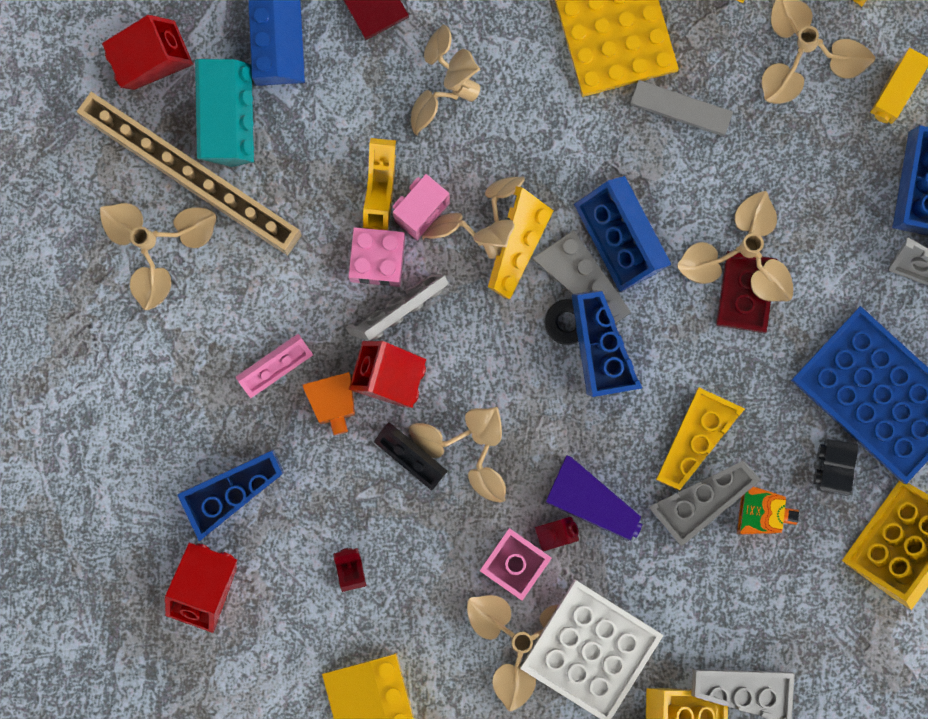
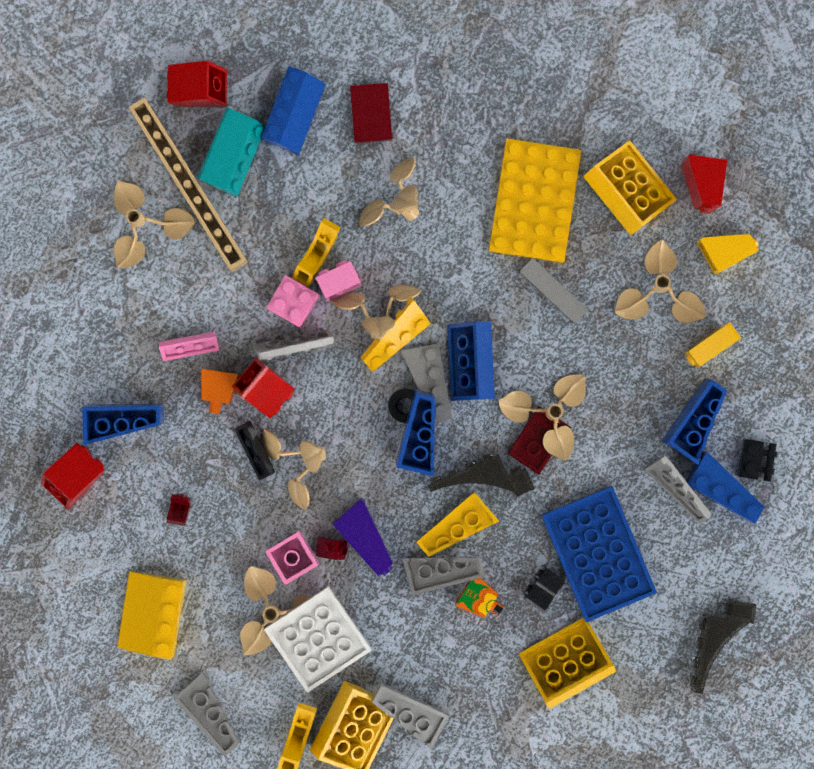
camera: 20 degrees right, 5 degrees up
(704, 356) = (488, 472): none -> clear smoke arch

